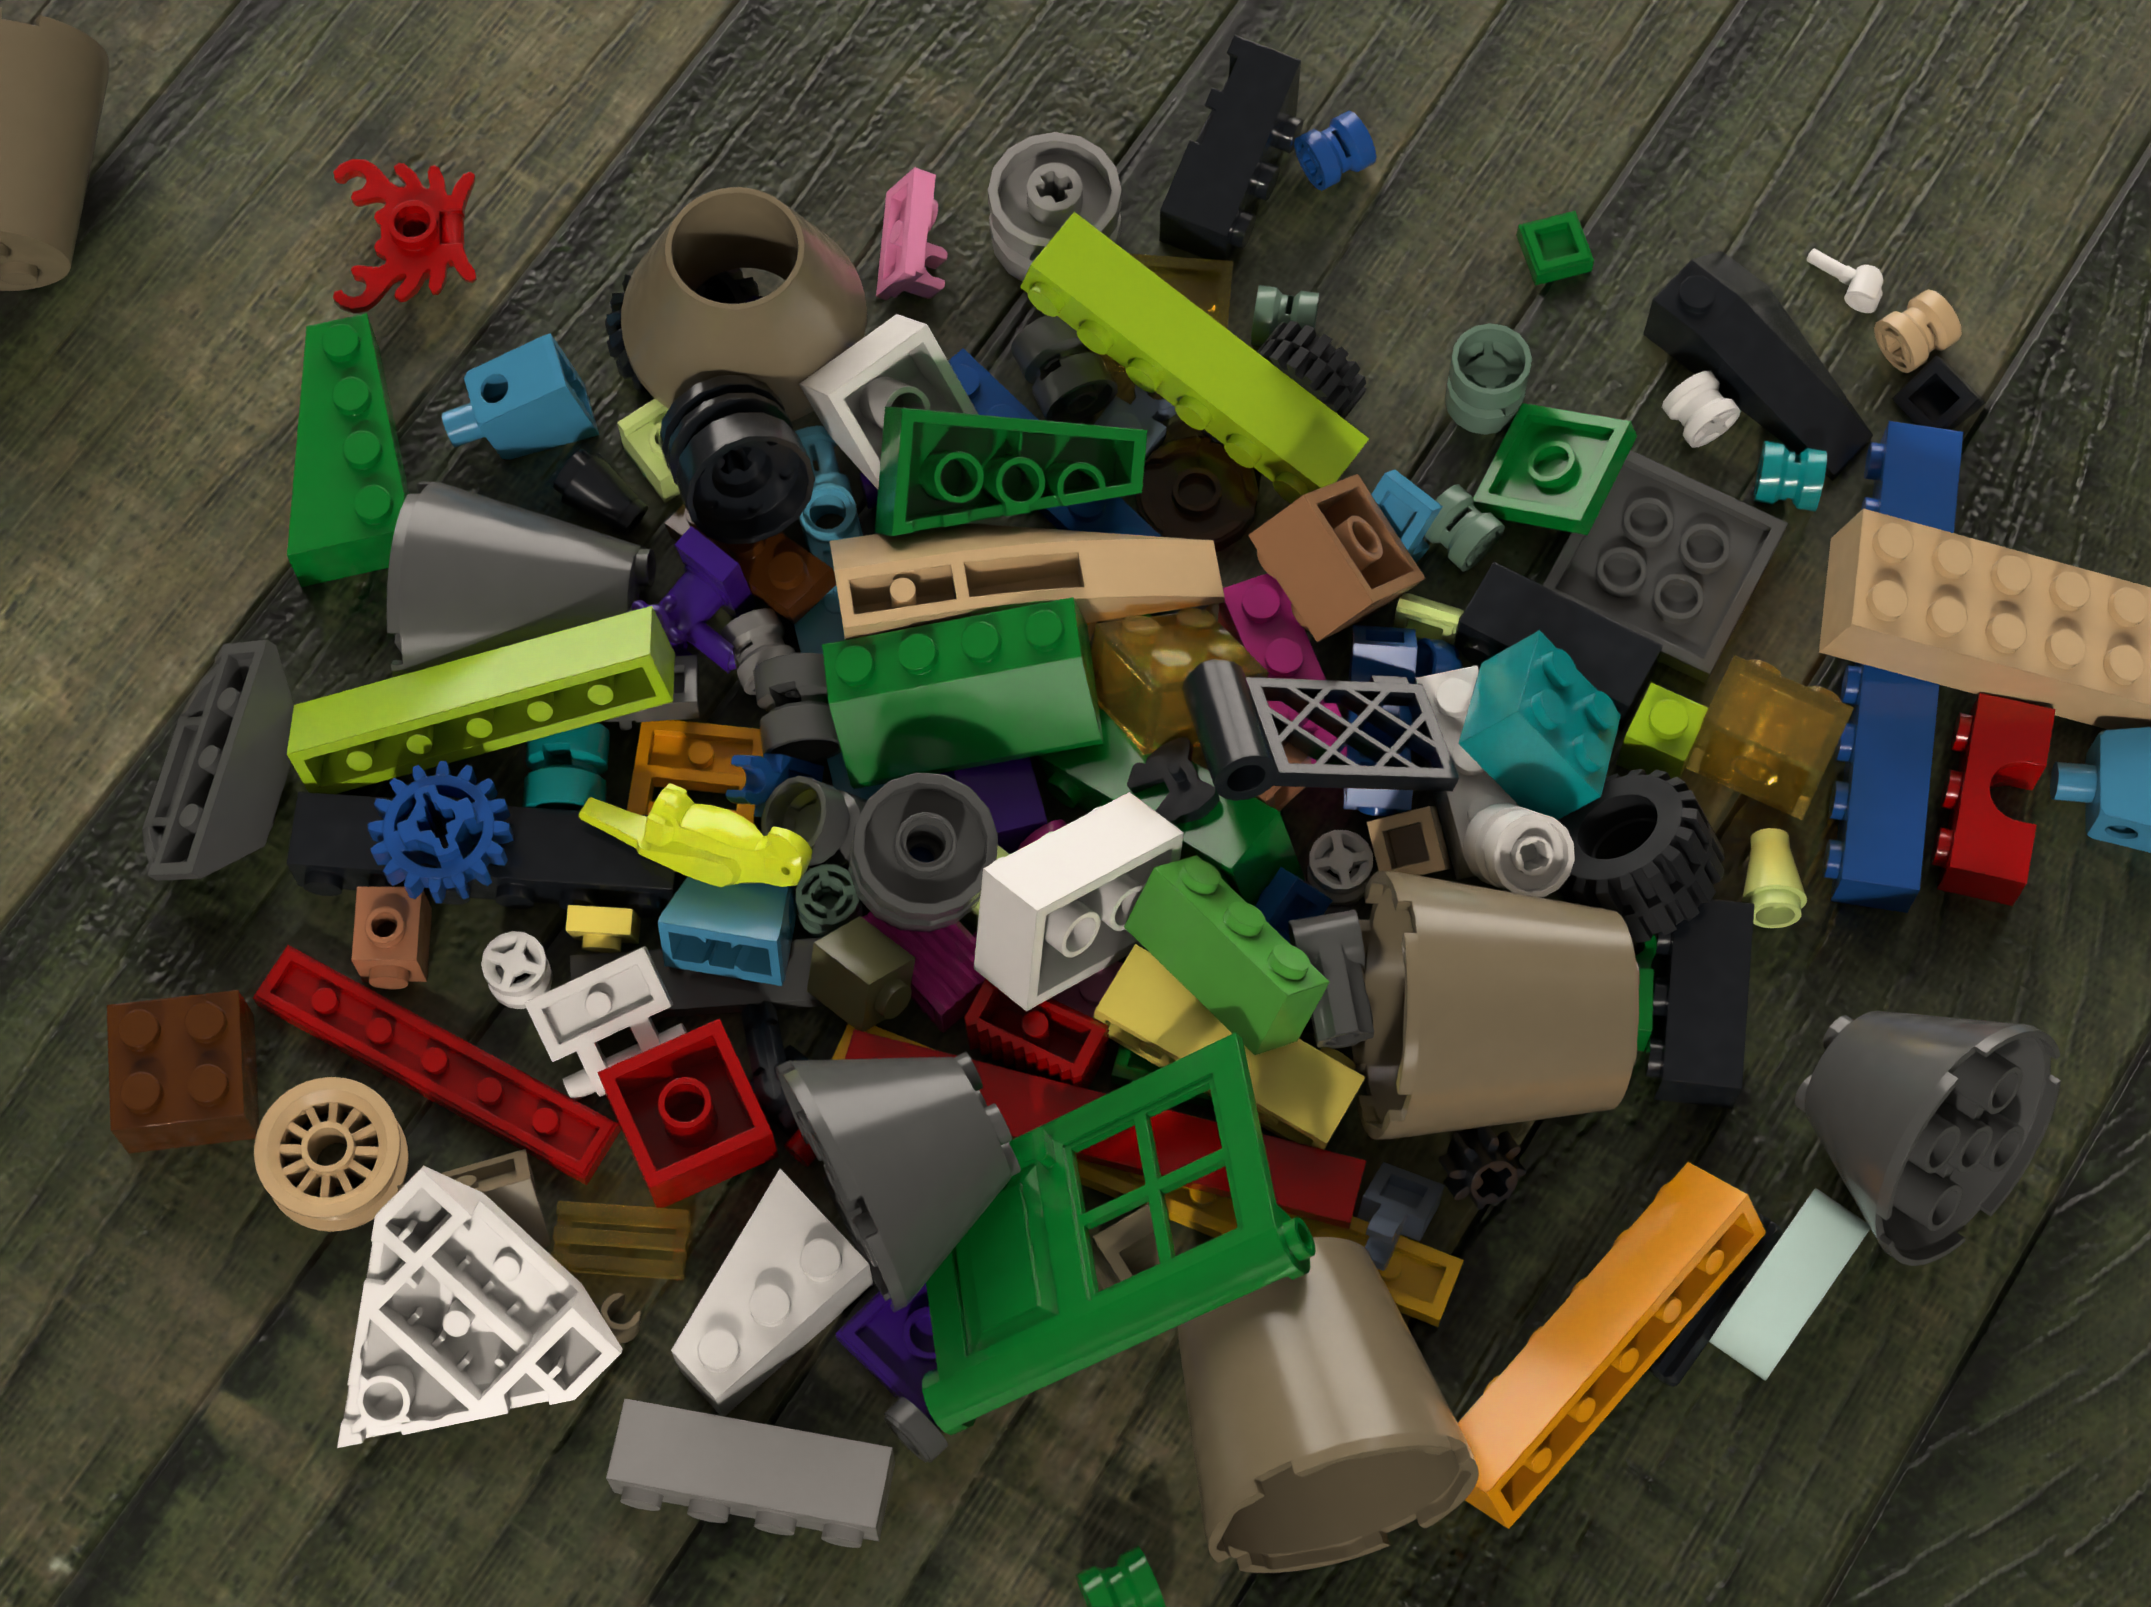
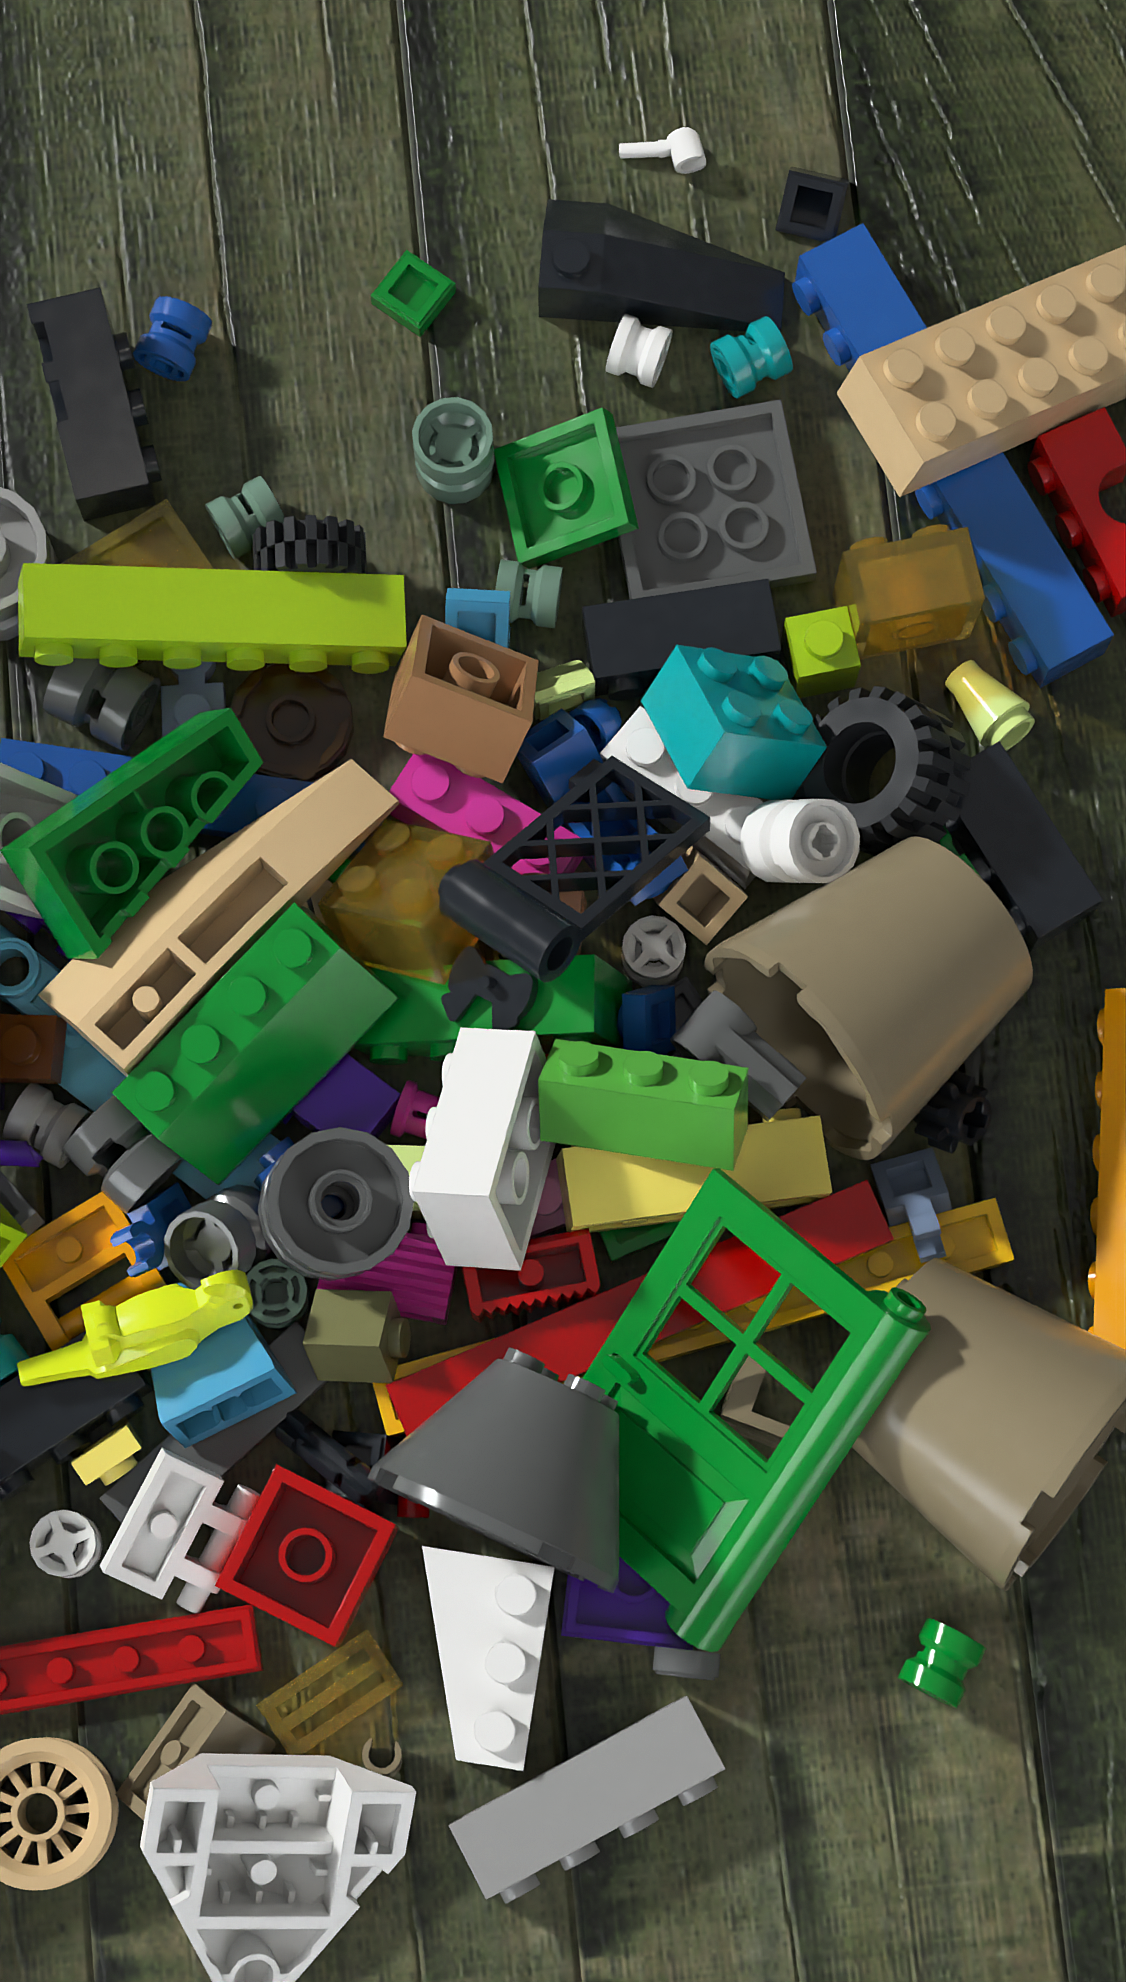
camera: 40 degrees left, 10 degrees up
(1913, 334) = (758, 153): tan wheel -> none

